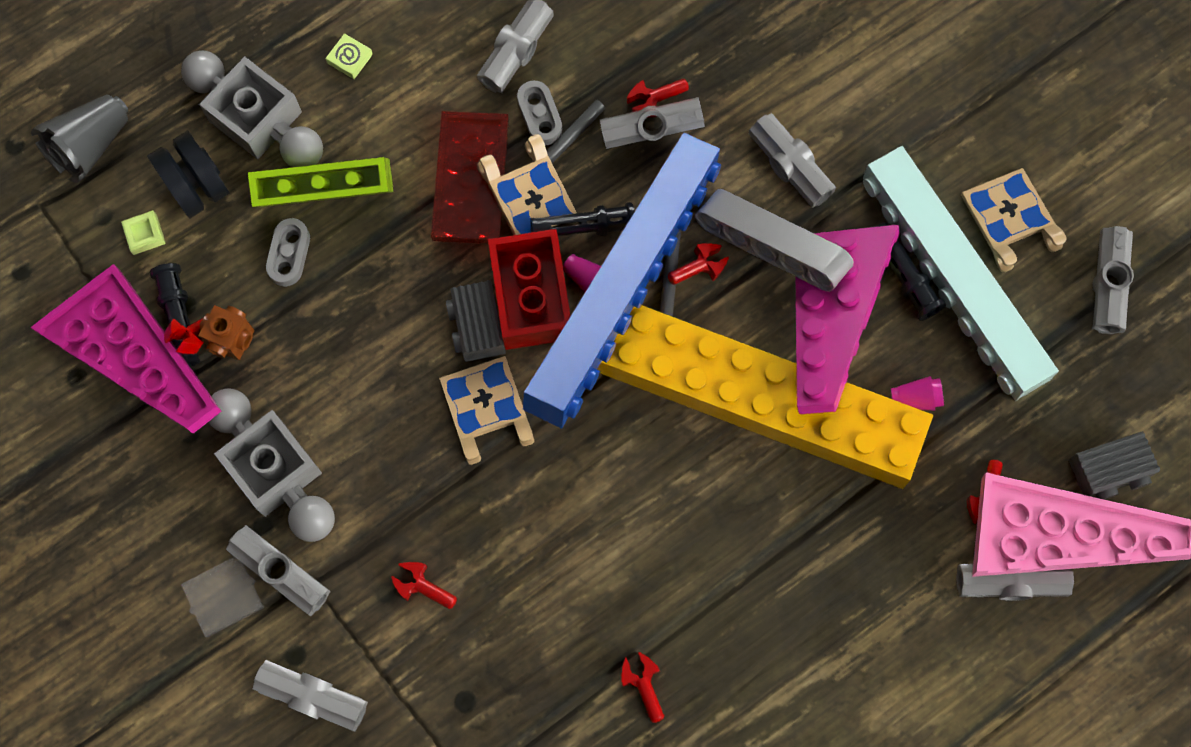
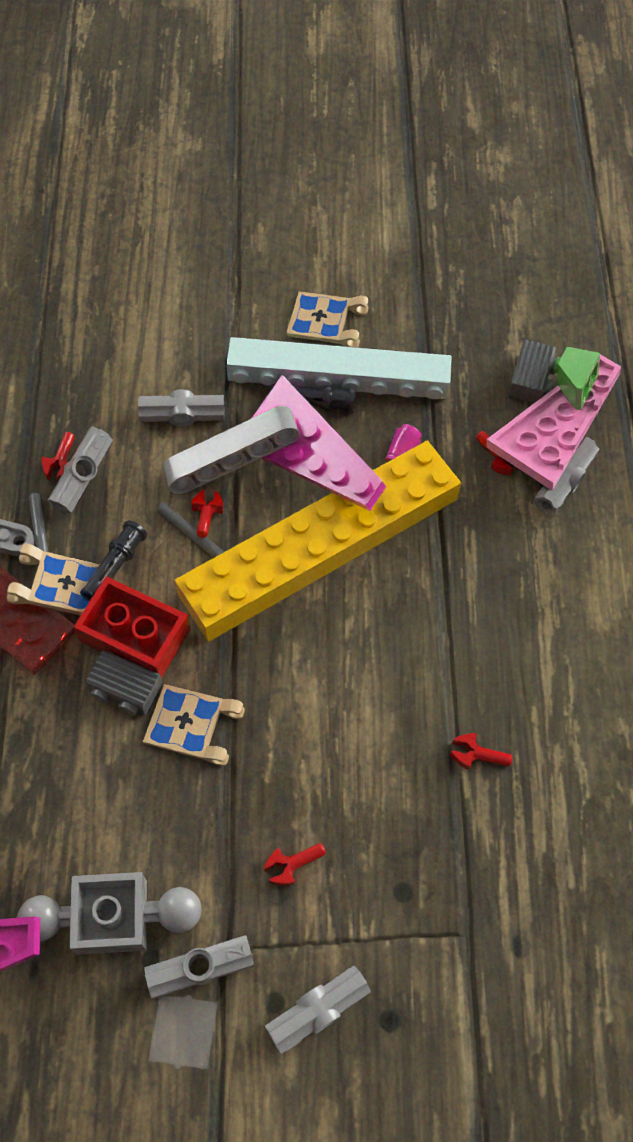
camera: 60 degrees left, 10 degrees down
(580, 271) = (157, 584): dark pink cone -> none
(621, 282) = (187, 561): brick -> none
(1112, 299) = (413, 293): light grey piece -> none
(1140, 514) = (577, 374): none -> bright green slope

